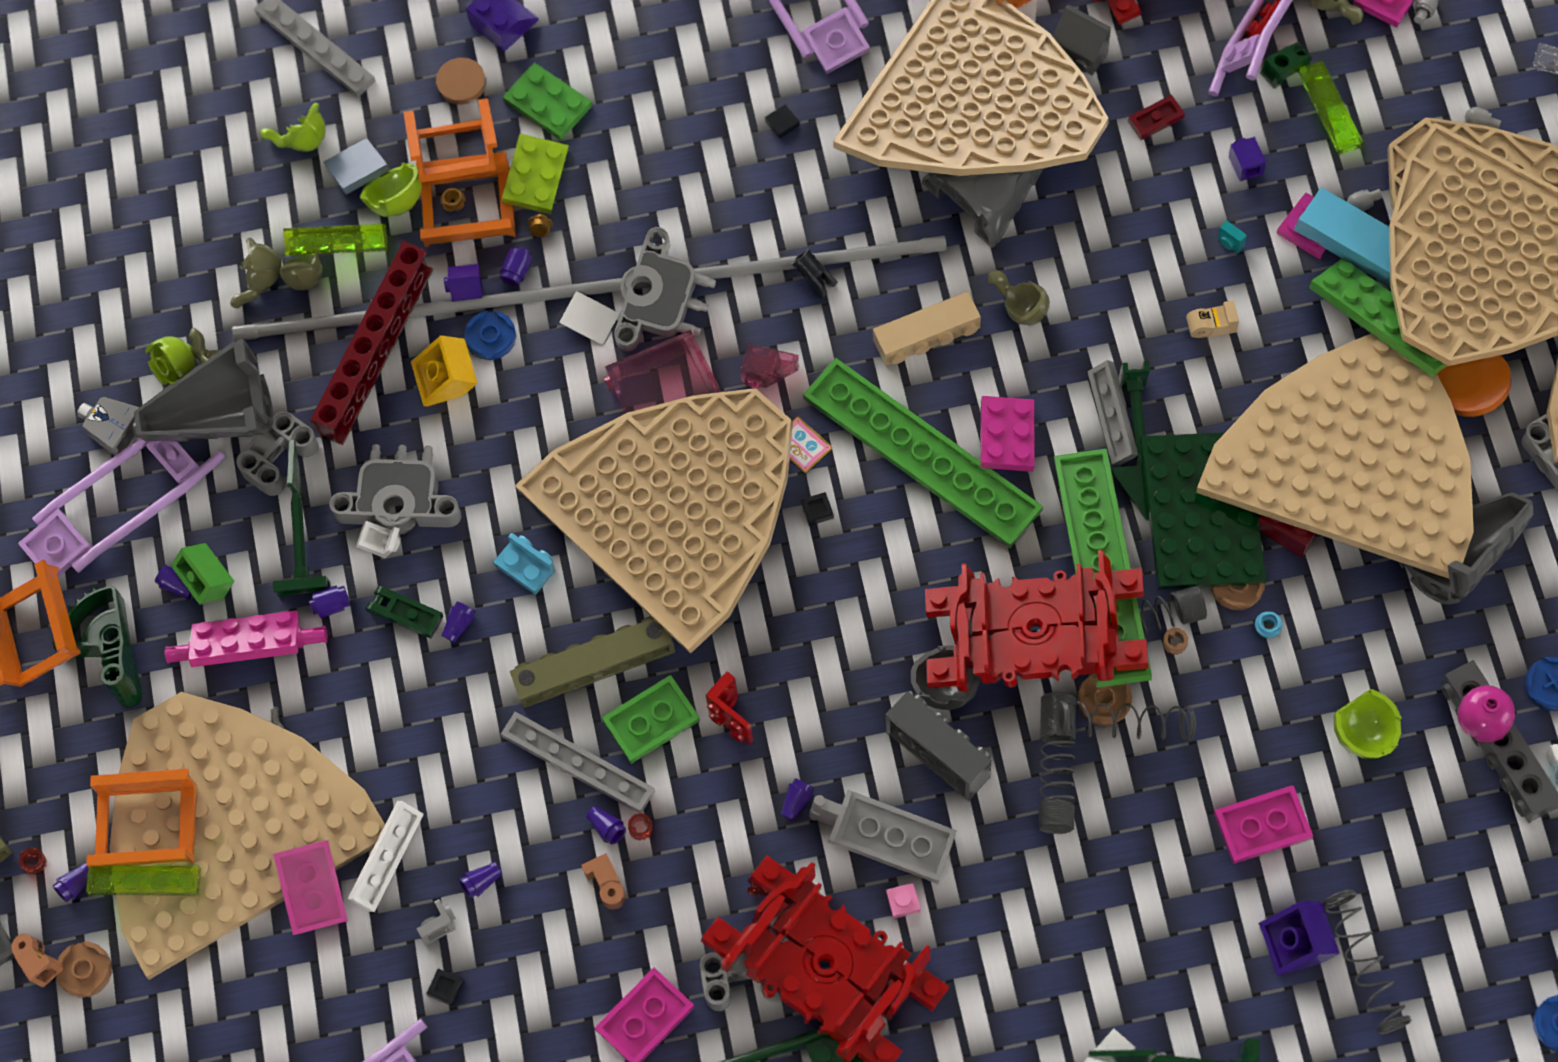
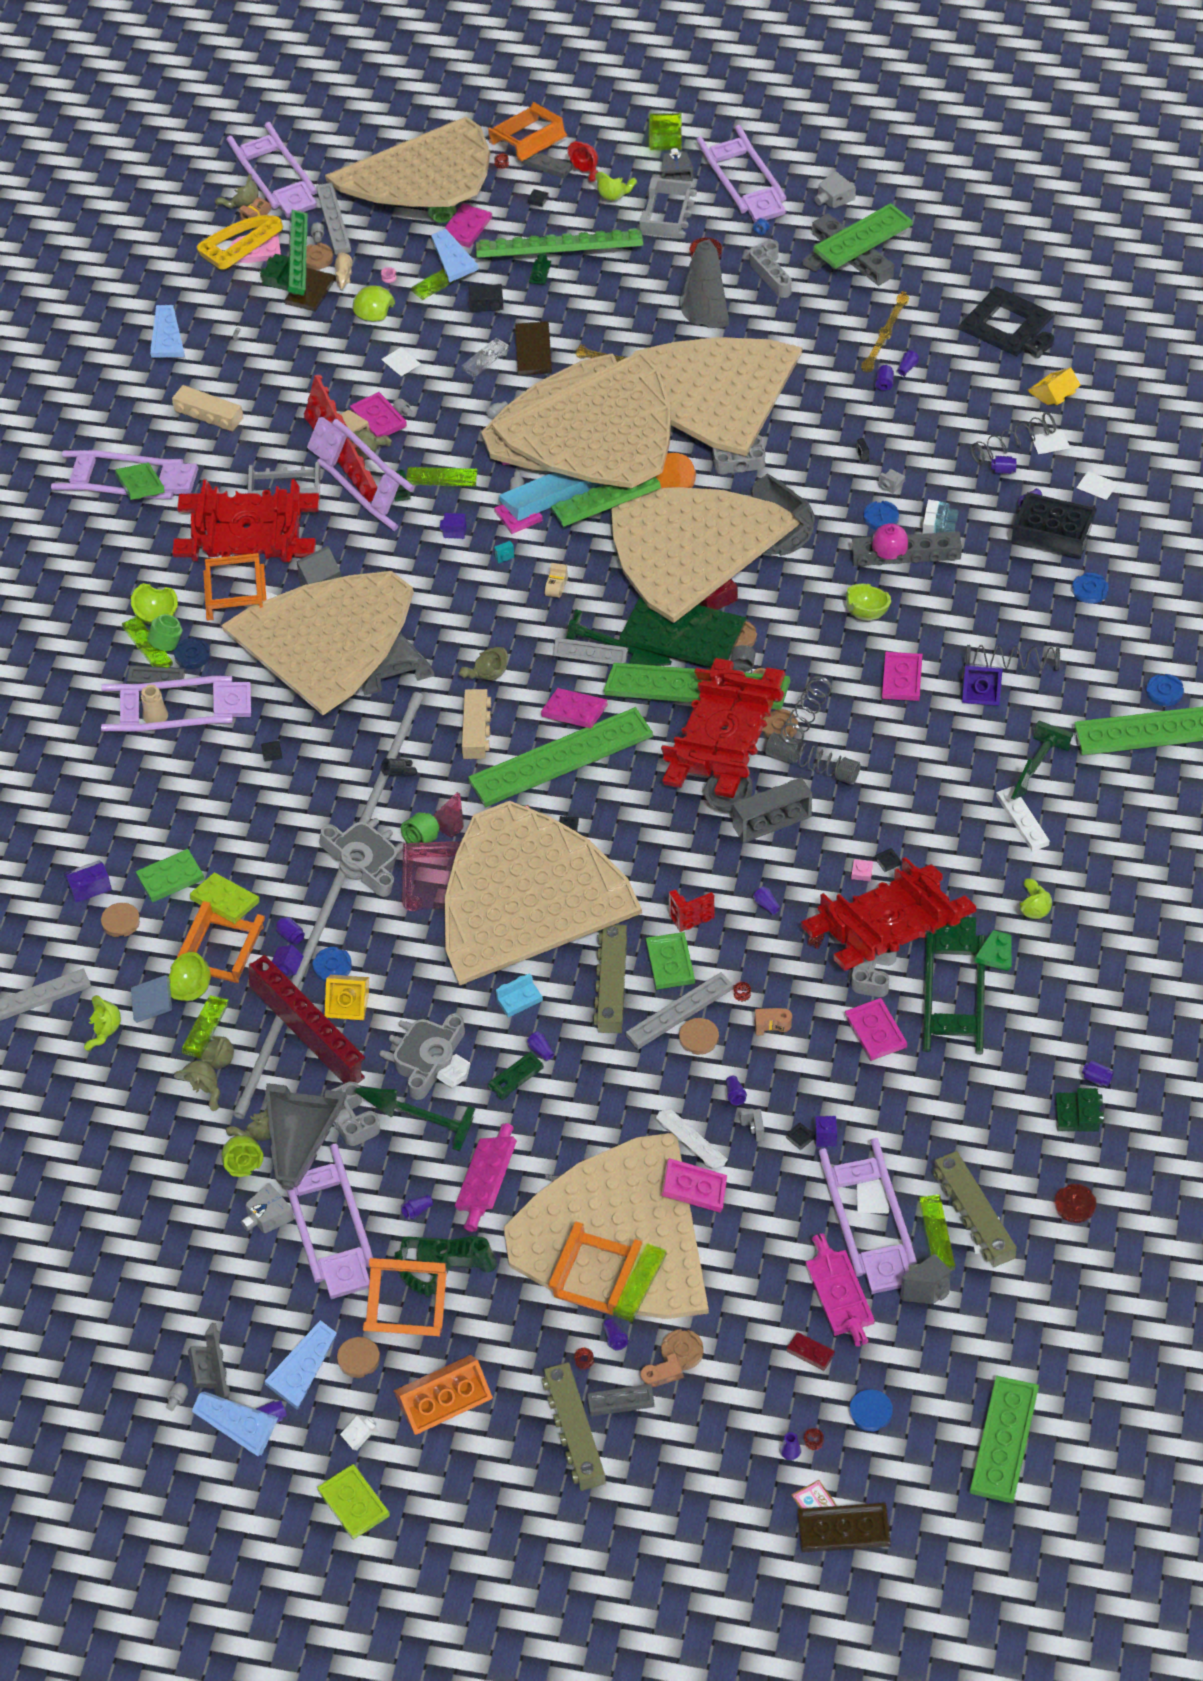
camera: 70 degrees left, 15 degrees down
(202, 573) = (422, 1183): bright green brick -> none
(329, 601) = (484, 1115): dark purple brick -> none
(452, 194) = (214, 948): pearl gold plate -> none
(455, 169) = (172, 908): orange piece -> none
(455, 1016) = (826, 1131): none -> dark purple brick
(540, 225) = (266, 907): pearl gold plate -> none
(550, 802) = (699, 1036): none -> medium nougat tile
(589, 318) = (354, 903): white sticker -> none
(608, 827) = (732, 1008): dark purple cone -> none
(725, 340) = (420, 828): none -> bright green piece
(886, 834) = (814, 861): light grey hinge -> none
(935, 927) = (888, 860): none -> black tile
(1156, 117) = (396, 558): dark red plate -> none
(1269, 617) = (774, 628): medium azure plate -> none

